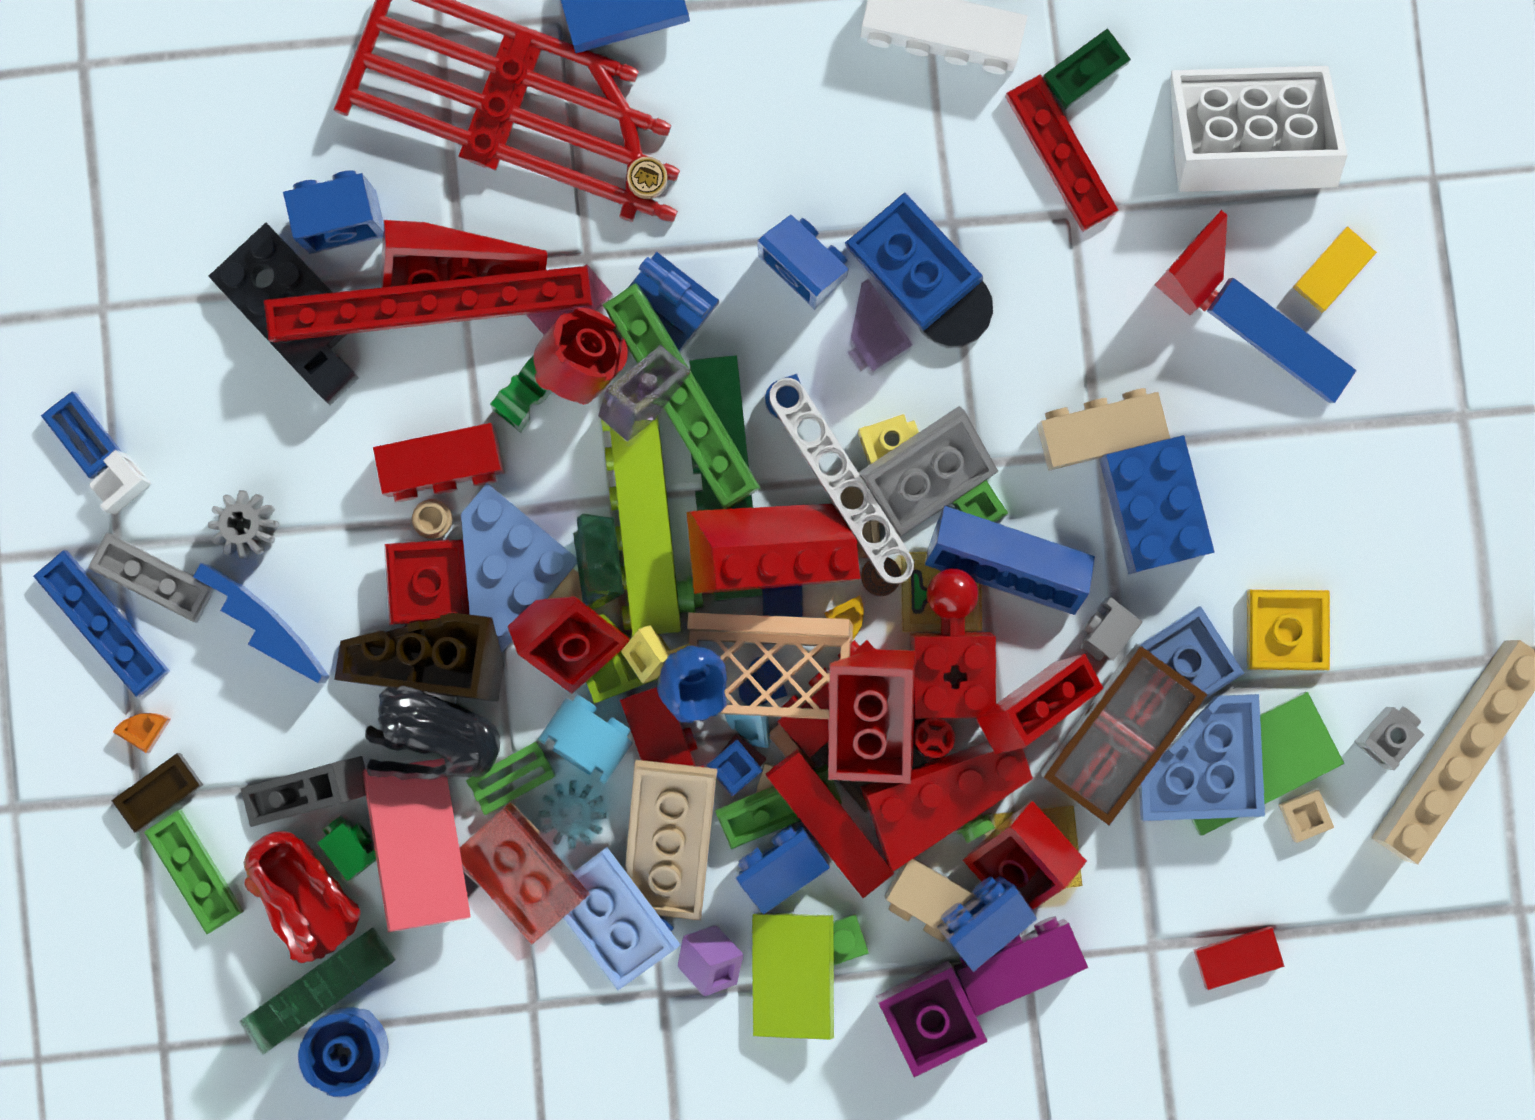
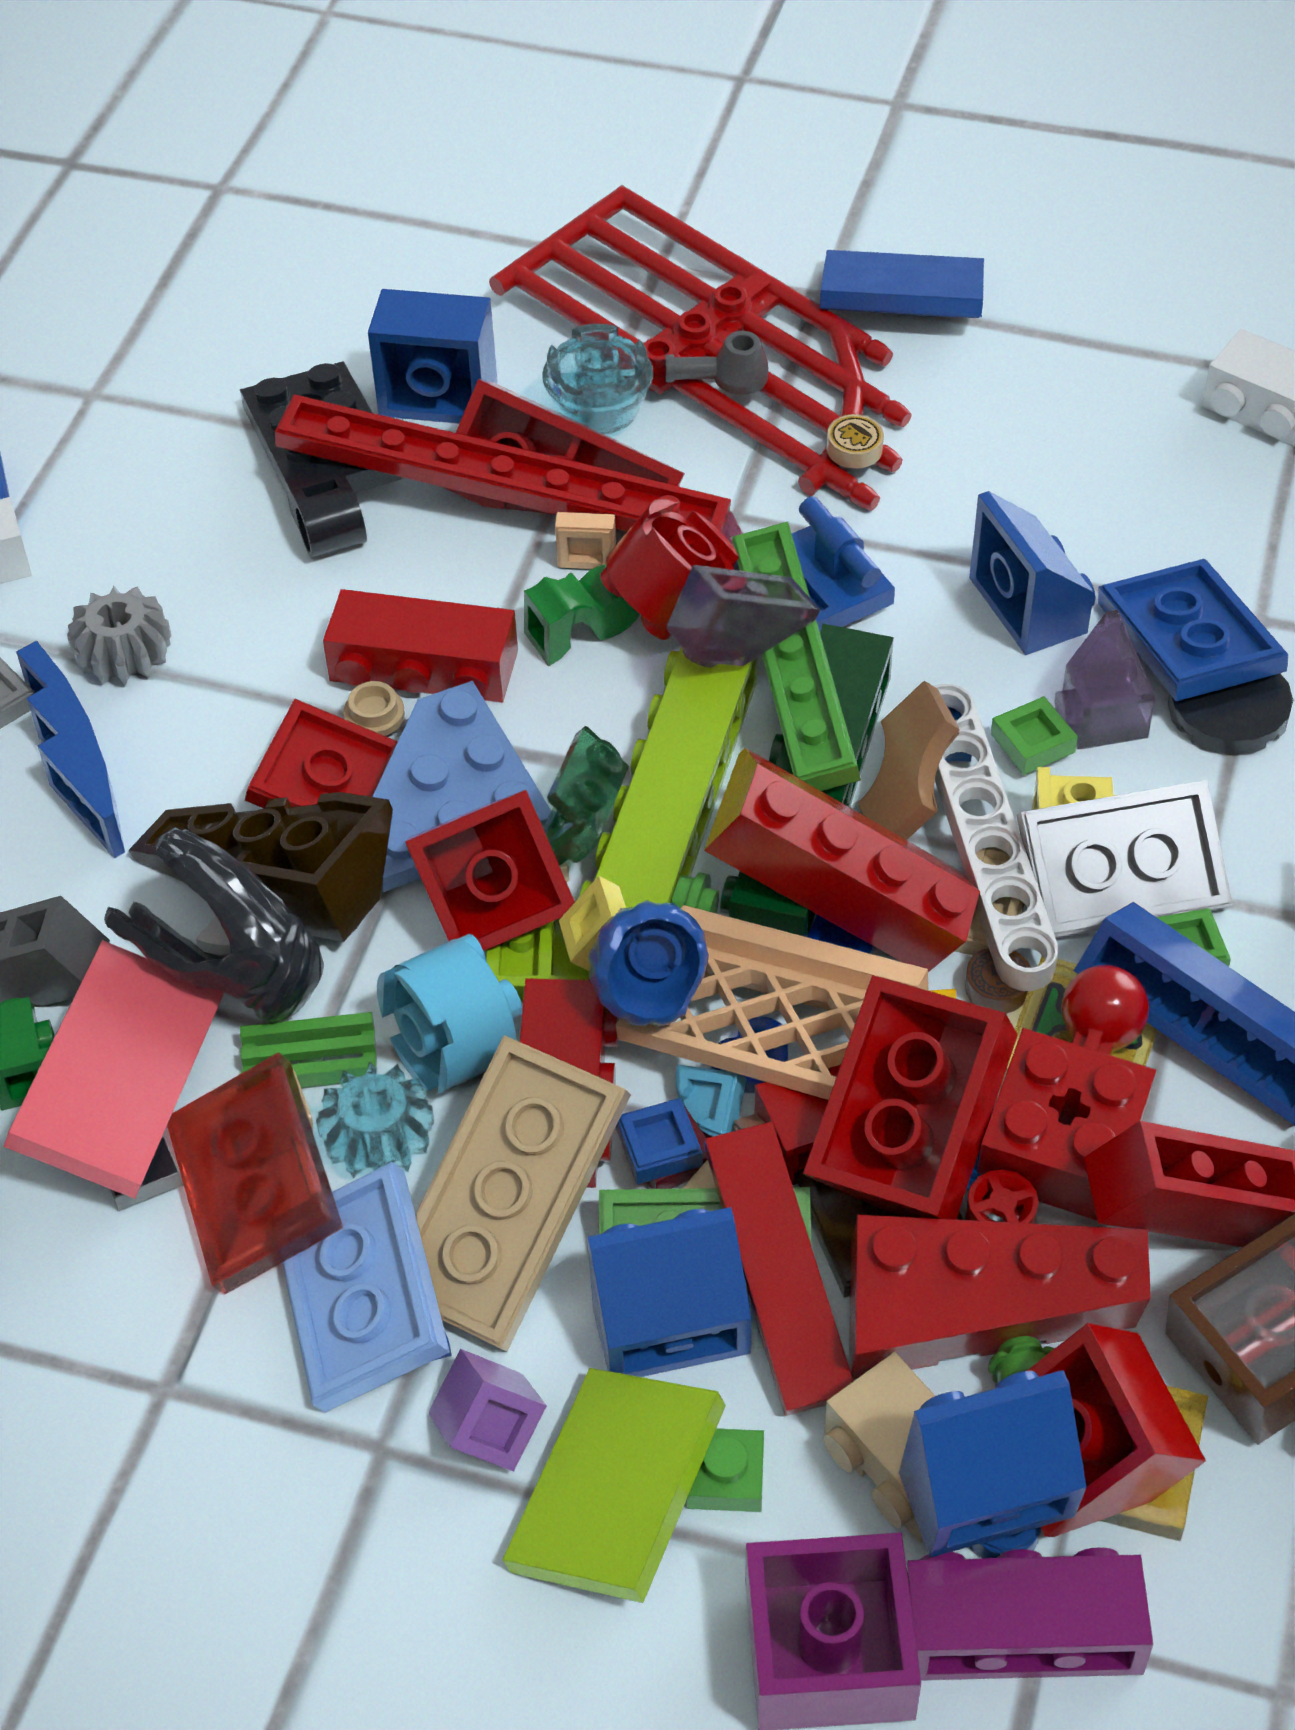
camera: 25 degrees right, 35 degrees down
(454, 188) = (598, 377): none -> clear light blue cone
(505, 331) = (584, 539): none -> light nougat tile
(533, 144) = (737, 368): none -> dark grey bar
(780, 440) = (915, 741): none -> medium nougat tile
(843, 386) = (1034, 735): none -> bright green plate

